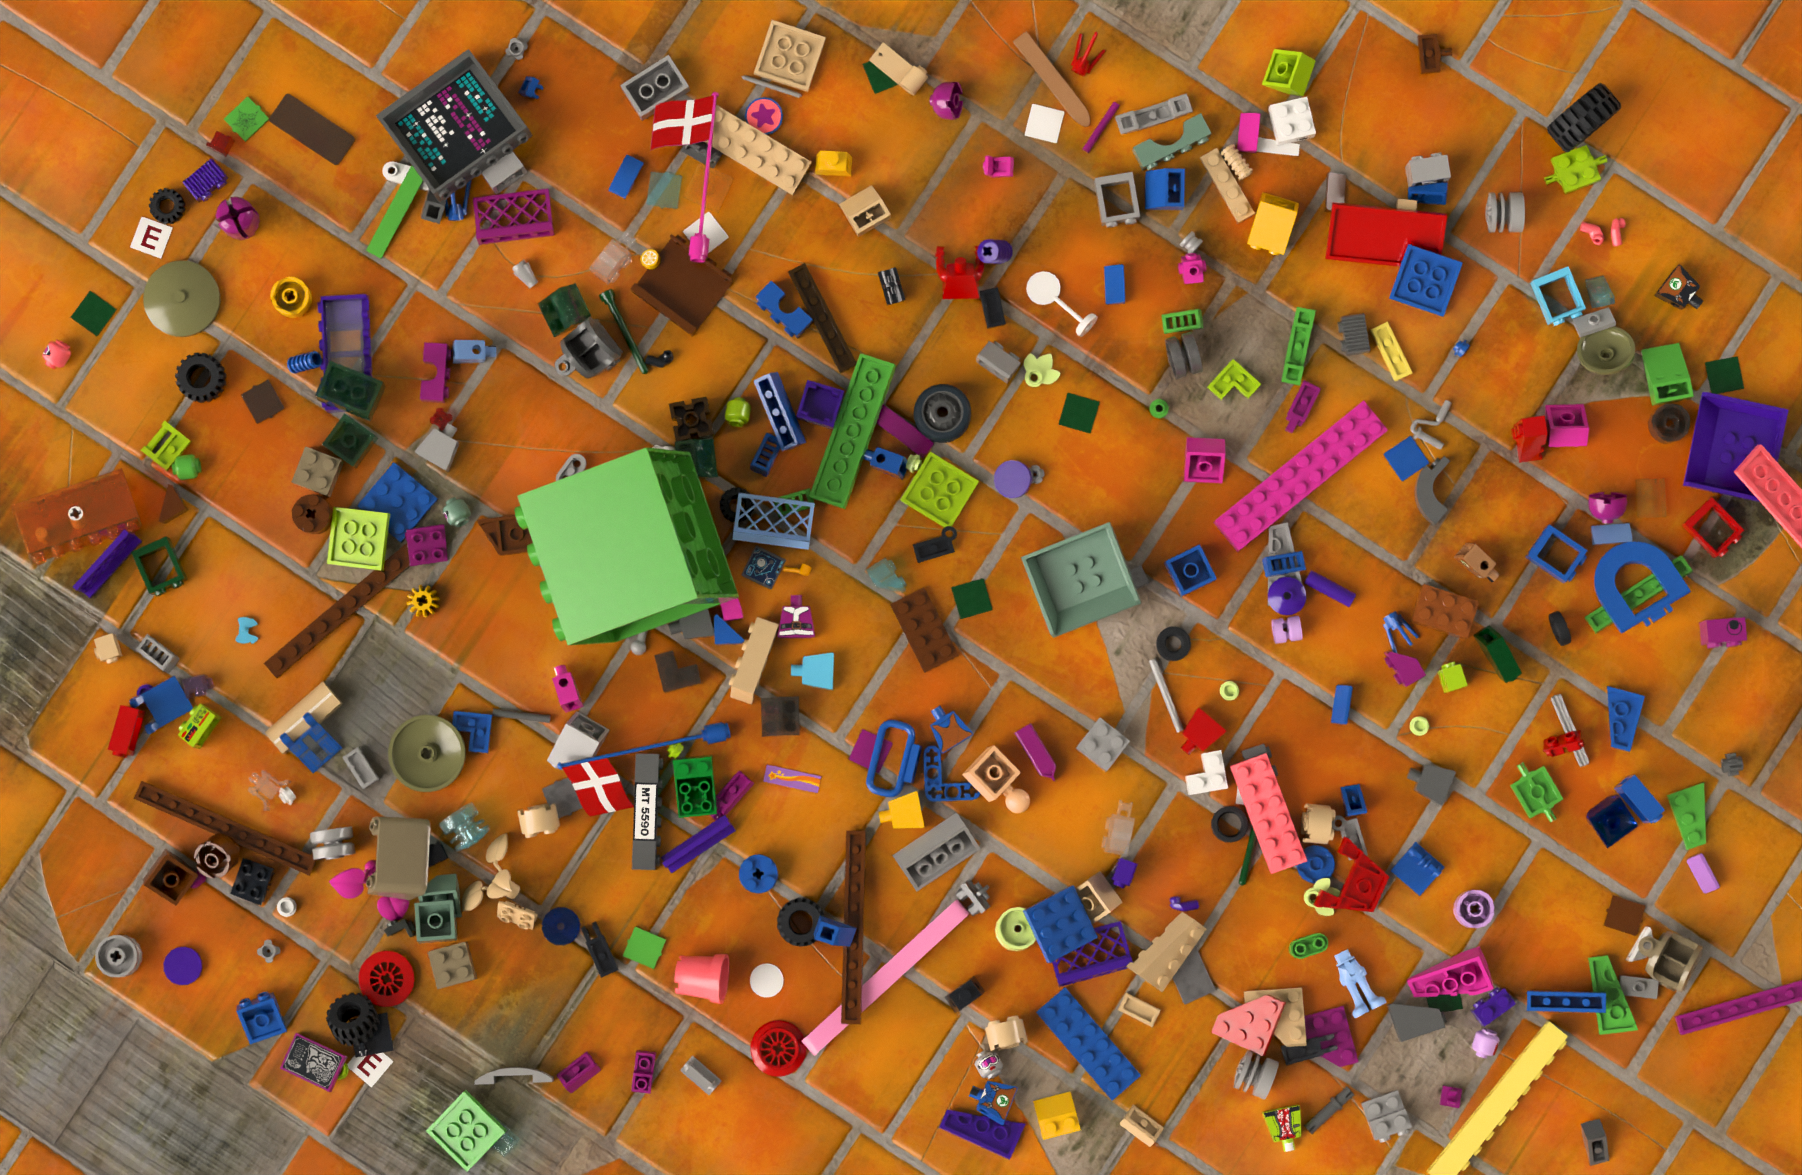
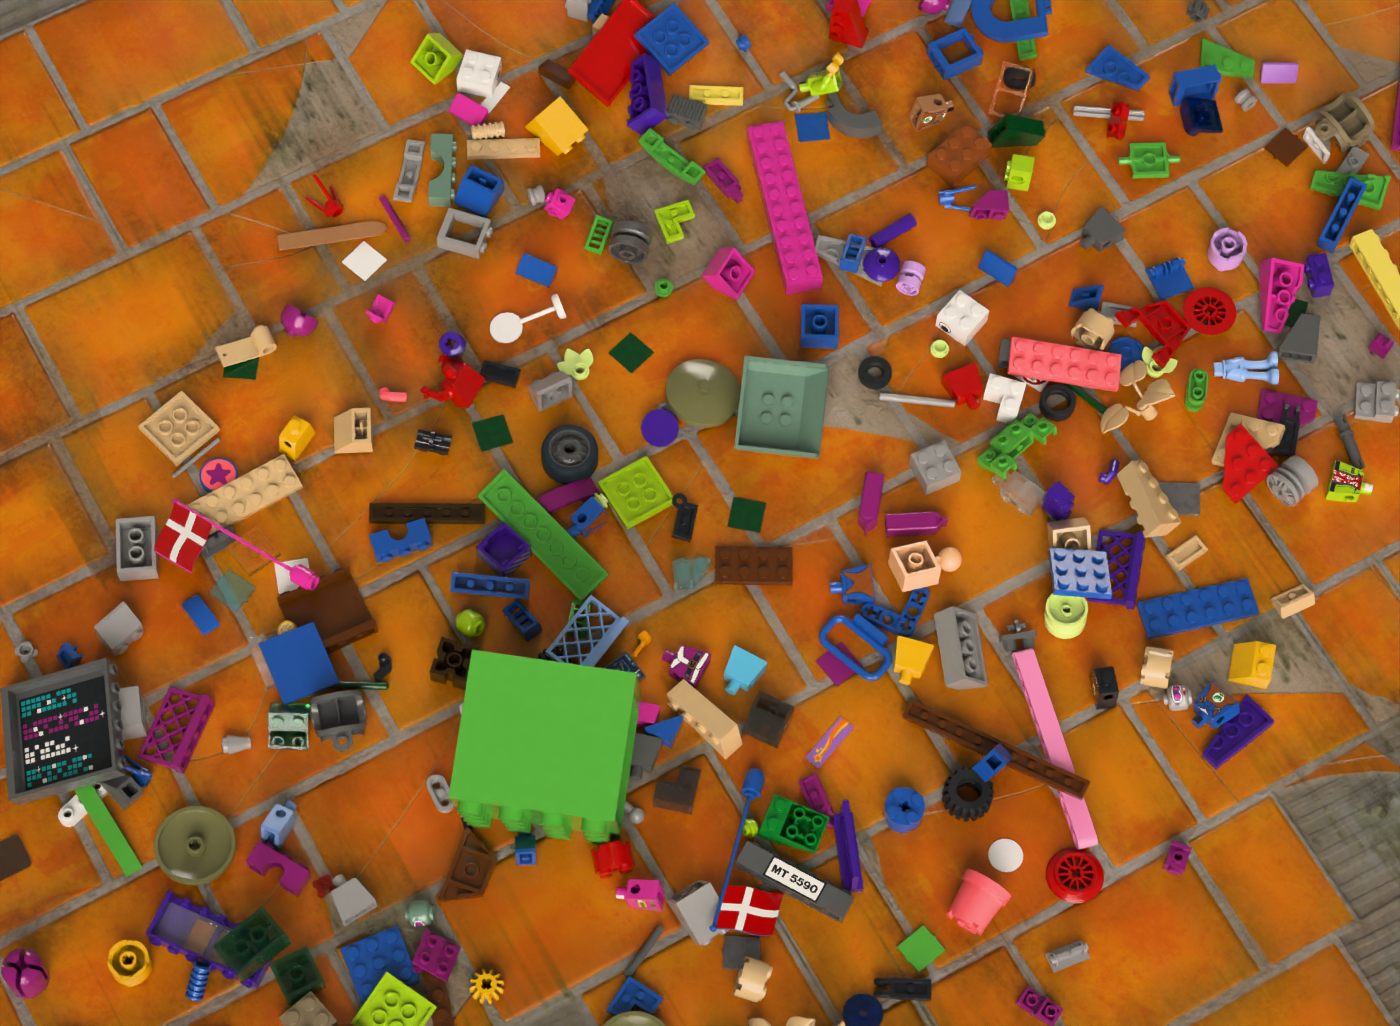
camera: 70 degrees left, 20 degrees down
(417, 292) = (195, 845): none -> olive dish
(572, 117) = (119, 629): none -> light grey slope
(585, 655) = (612, 858): none -> red brick
(620, 287) = (298, 663): none -> blue piece
(842, 1126) = (1180, 851): none -> magenta brick
(919, 225) = (385, 395): none -> coral arm
(933, 332) = (492, 433): none -> dark green sticker
(1039, 703) = (870, 501): none -> magenta piece
(1068, 499) = (702, 393): none -> olive dish
(1164, 802) = (1014, 441): none -> bright green bracket
(1264, 911) = (1156, 392): none -> tan plant
(1270, 696) = (962, 318): none -> white brick
(1351, 289) = (647, 95): none -> dark purple wedge
(1421, 924) = (1217, 296): none -> red piece
(1455, 448) = (826, 80): none -> lime torso
(1485, 1043) = (1347, 295): lavender head -> none
(1538, 628) = (1024, 95): none -> clear orange window
(1654, 854) = (1246, 100): none -> light grey wheel

